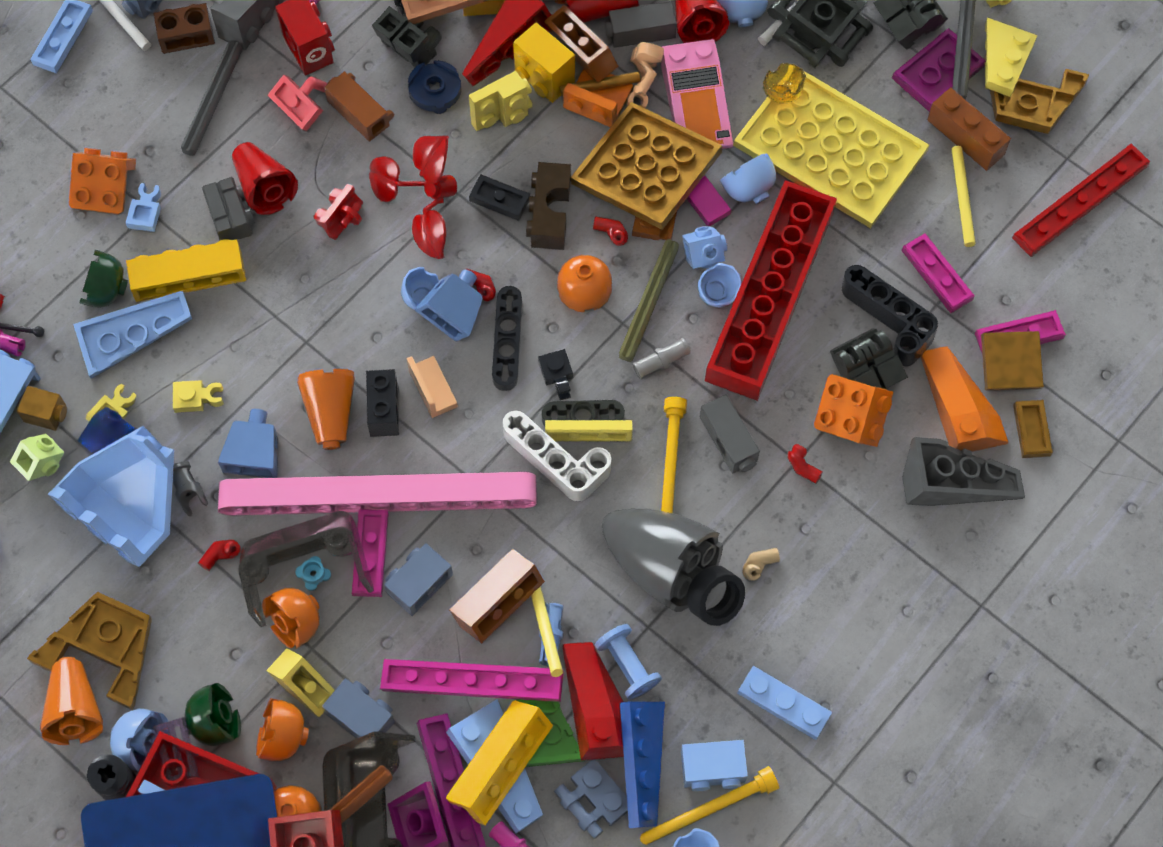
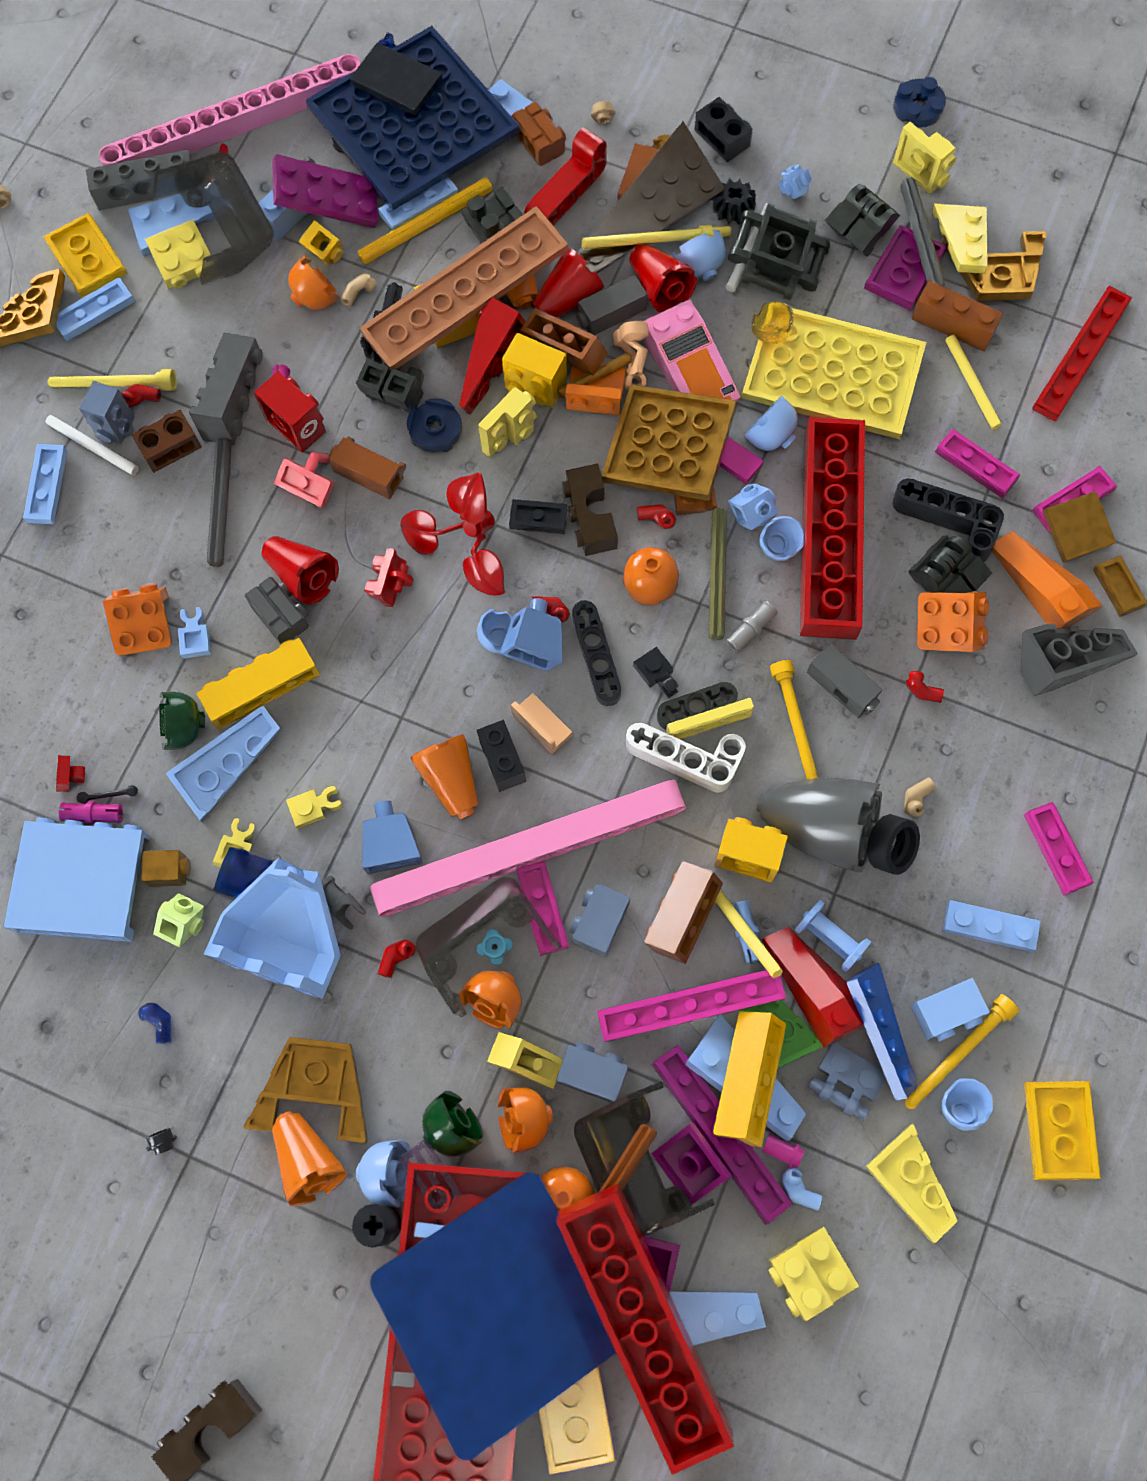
camera: 15 degrees left, 5 degrees up
(578, 557) = (751, 849): none -> yellow brick
(877, 652) = (1058, 848): none -> dark pink tile

